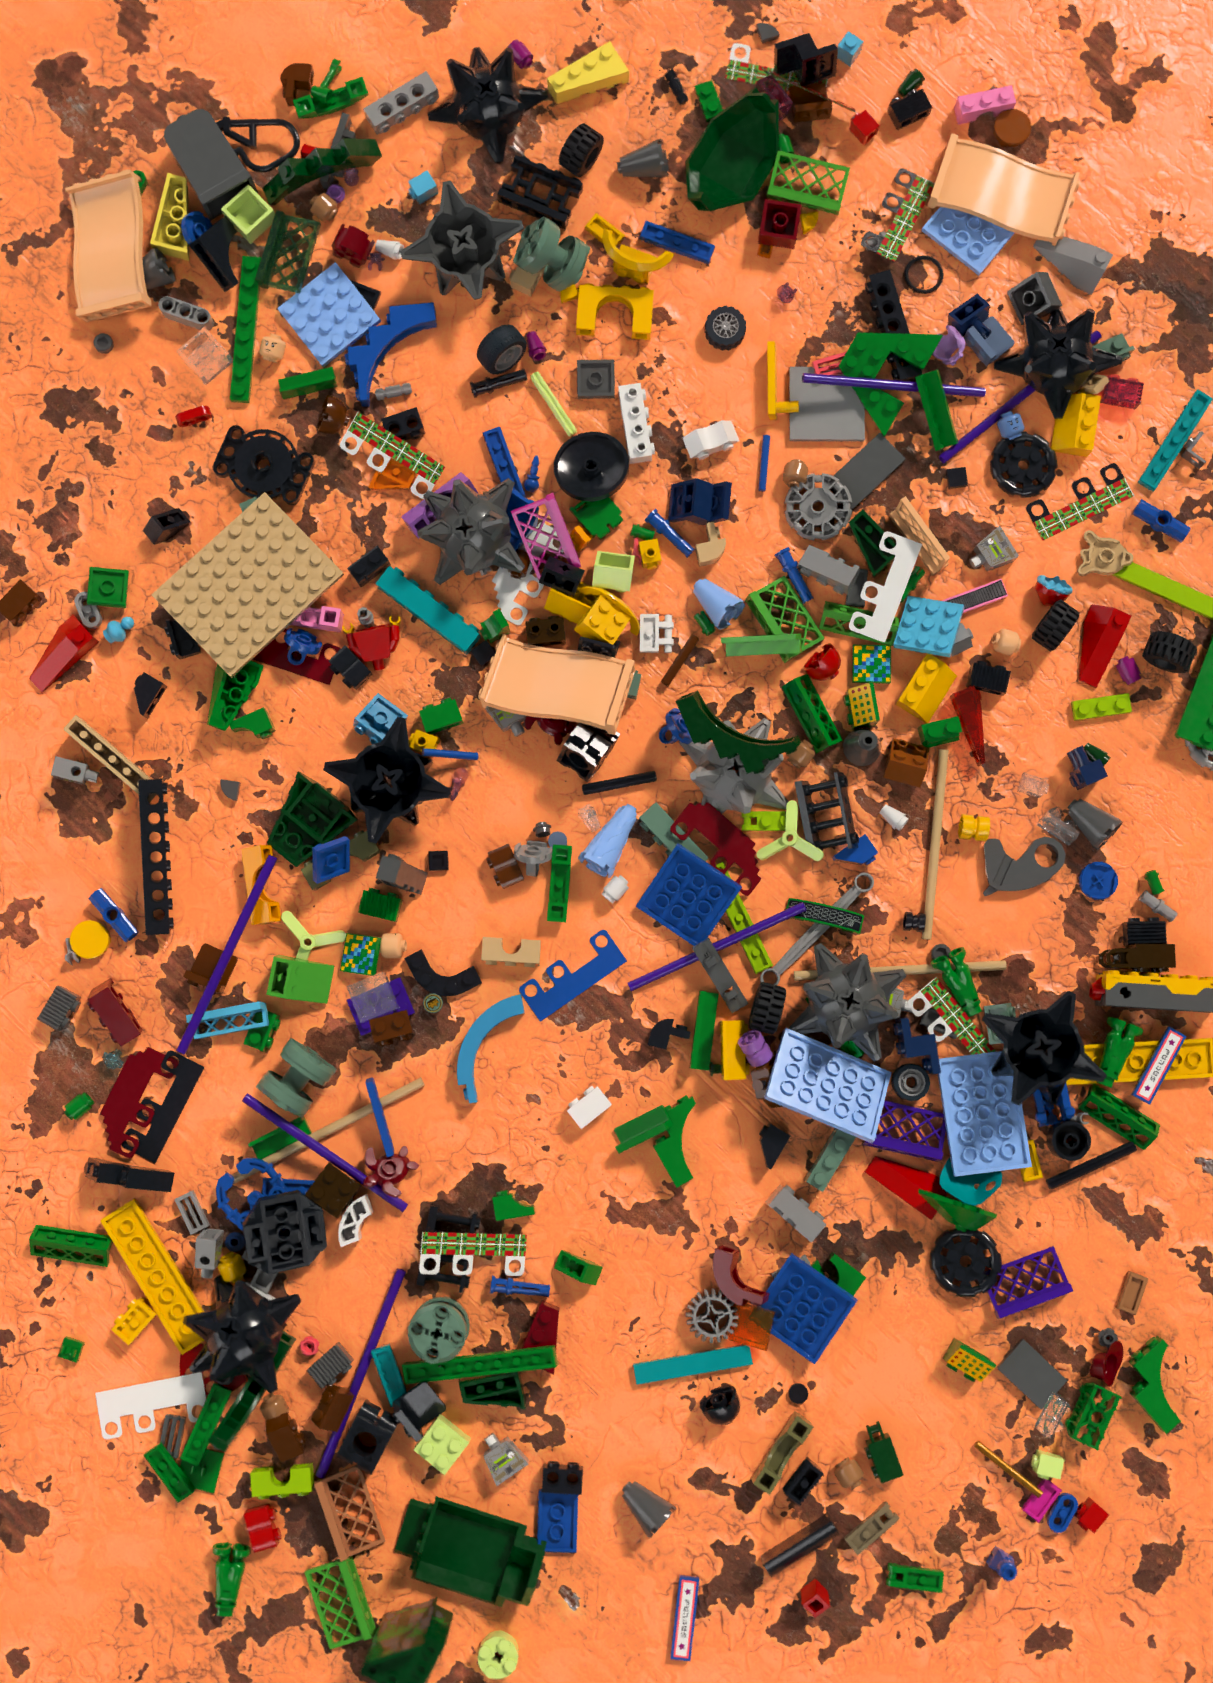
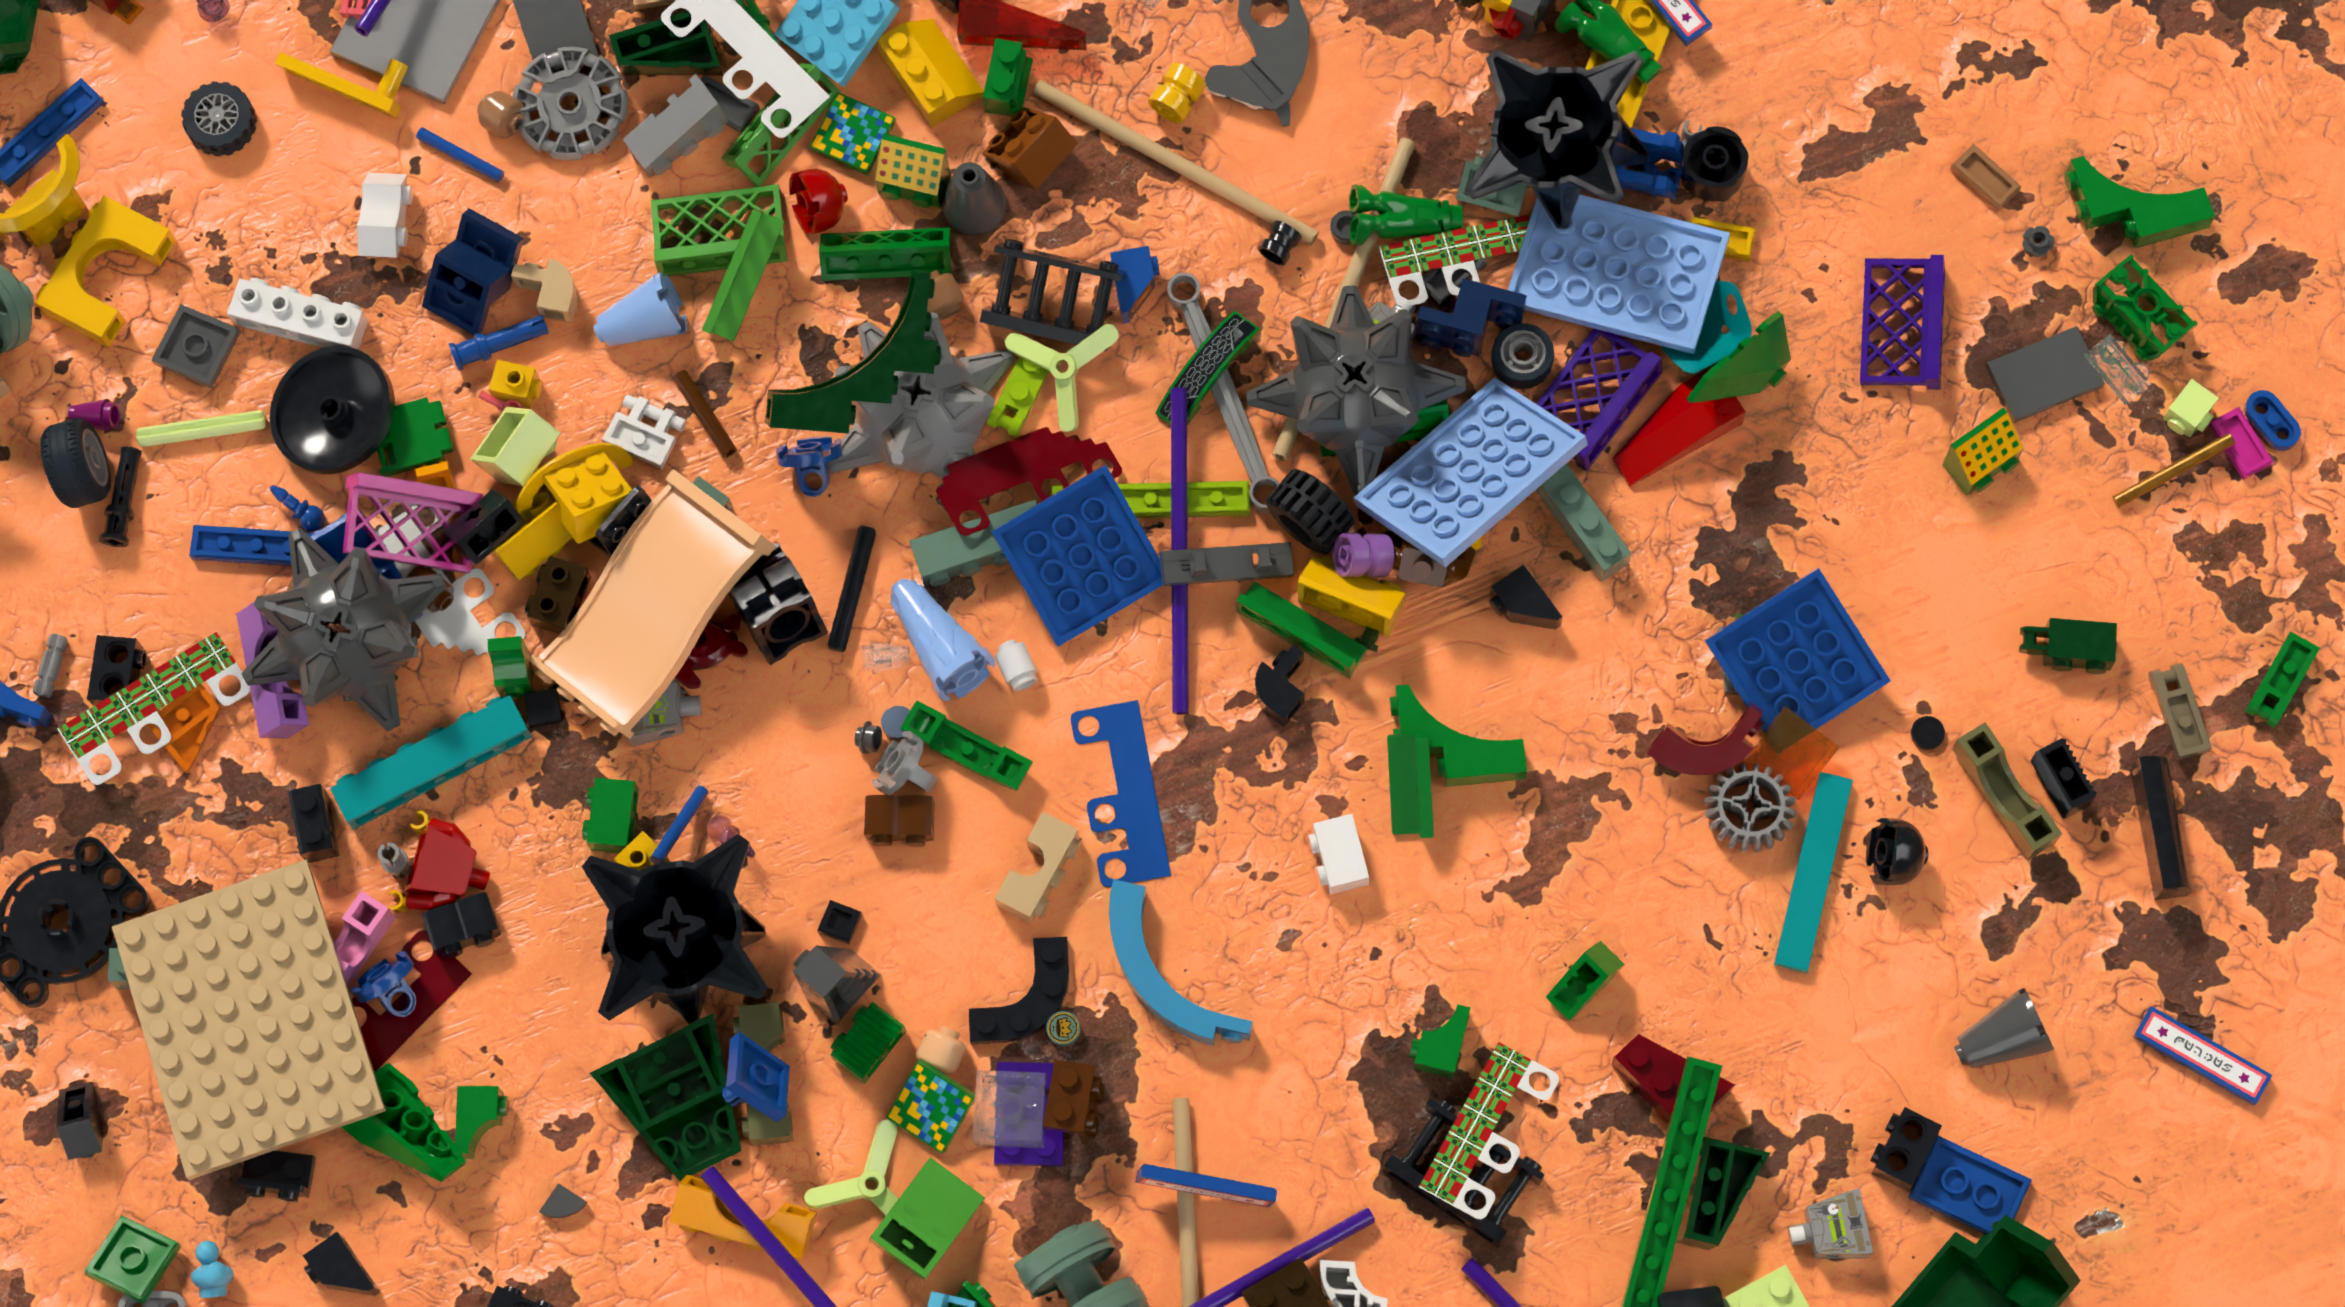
camera: 60 degrees left, 10 degrees down
(333, 416) = (41, 774): reddish brown cylinder -> none
(377, 718) = (569, 914): dark azure plate -> none
(388, 1170) = (1297, 1210): dark red animal -> none
(446, 1339) = (1607, 1228): sand green piece -> none
(544, 1290) = (1568, 1101): blue pin -> none
(569, 294) = (40, 329): yellow tile -> none
(642, 533) = (475, 382): green pin -> none
(707, 627) = (665, 350): green pin -> none
(790, 567) = (643, 185): blue pin -> none
(796, 1212) = (1645, 611): light grey wedge -> none
(815, 1598) = (2250, 838): red brick -> none
(847, 1276) = (1770, 576): green arch -> none
(849, 1473) = (2081, 707): medium nougat head -> none
(894, 817) = (1105, 202): white cone -> none
(969, 1273) = (1838, 375): black plate -> none
(1002, 1563) = (2311, 537): blue piece -> none
(1090, 1515) = (2293, 380): red brick -> none
(1091, 1165) = (1767, 151): black axle -> none
(1107, 1364) = (2075, 257): dark red piece -> none
(1122, 1113) = (1706, 70): green fence -> none

